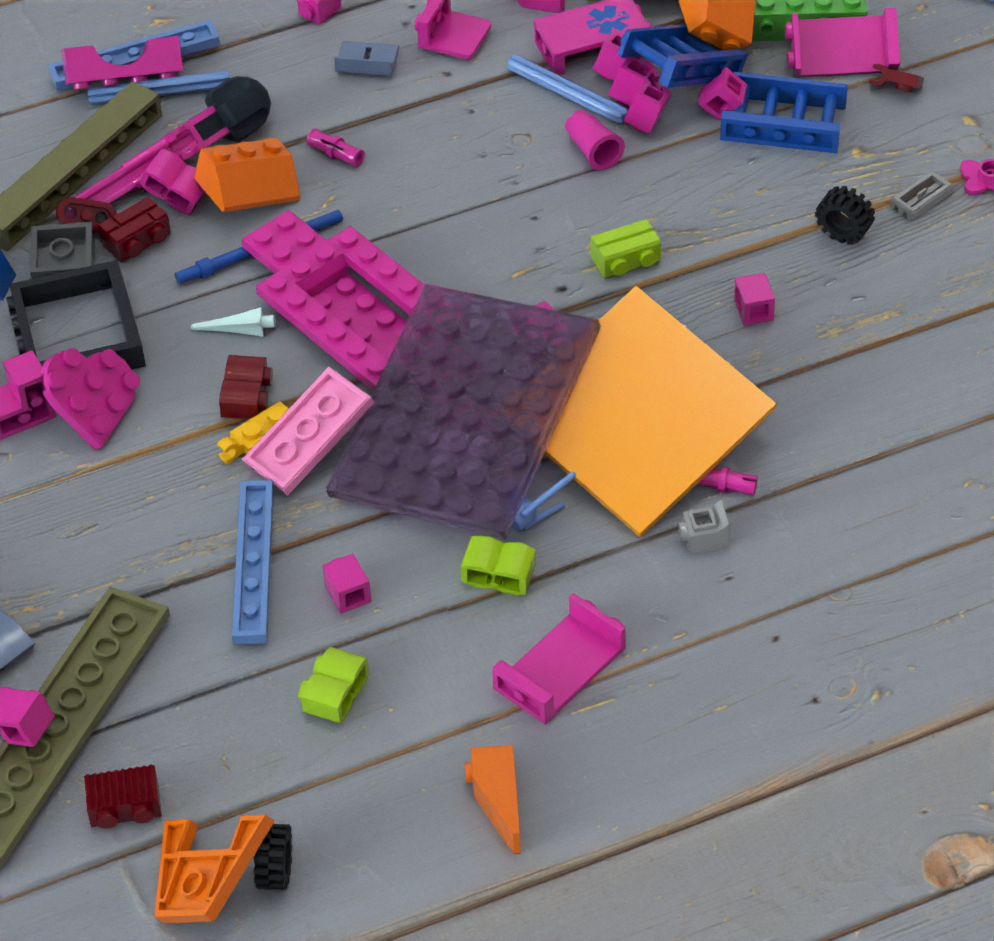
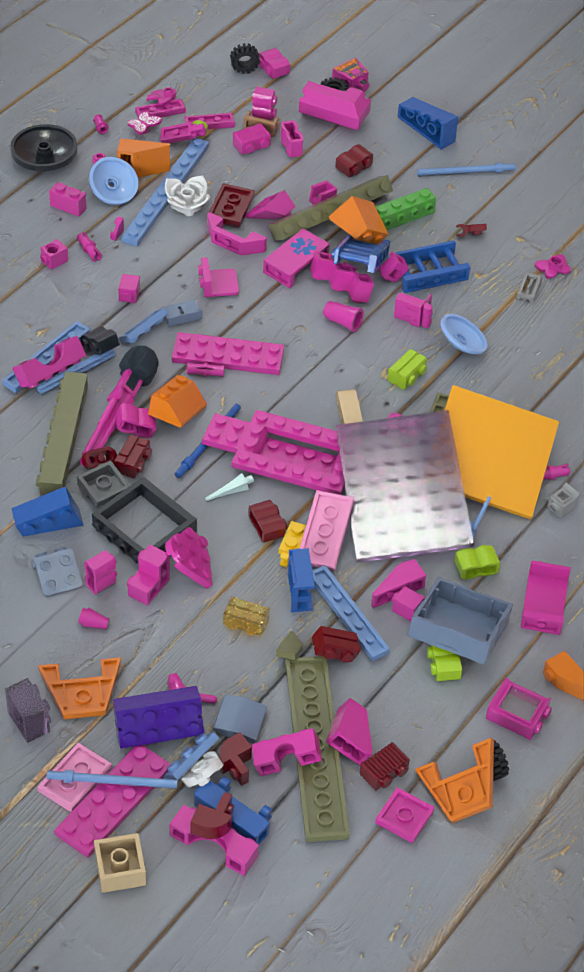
camera: 35 degrees left, 0 degrees up
(96, 878) = (404, 815): none -> dark pink plate
(106, 507) = (246, 616): none -> clear yellow brick
(110, 724) = (351, 732): none -> dark pink slope
(128, 574) = (290, 647): none -> olive tile
(189, 595) = (336, 644): none -> dark red brick
(212, 486) = (300, 580): none -> blue window
(214, 56) = (100, 340): none -> black brick
(296, 59) = (144, 326): none -> medium blue plate
(373, 543) = (405, 574): none -> dark pink slope
(382, 801) = (518, 709): none -> dark pink window
(389, 137) = (230, 352): none -> dark pink plate
(390, 635) = (460, 620): none -> sand blue tile
(493, 270) = (348, 406): none -> tan beam
(567, 89) = (303, 292): medium blue axle -> none
(704, 166) = (414, 310): none -> dark pink piece
(748, 226) = (463, 334): none -> light blue dish
(754, 299) = (493, 371): dark pink brick -> none
(843, 44) = (435, 218): dark pink panel -> none
(853, 206) = (506, 317): black tyre -> none

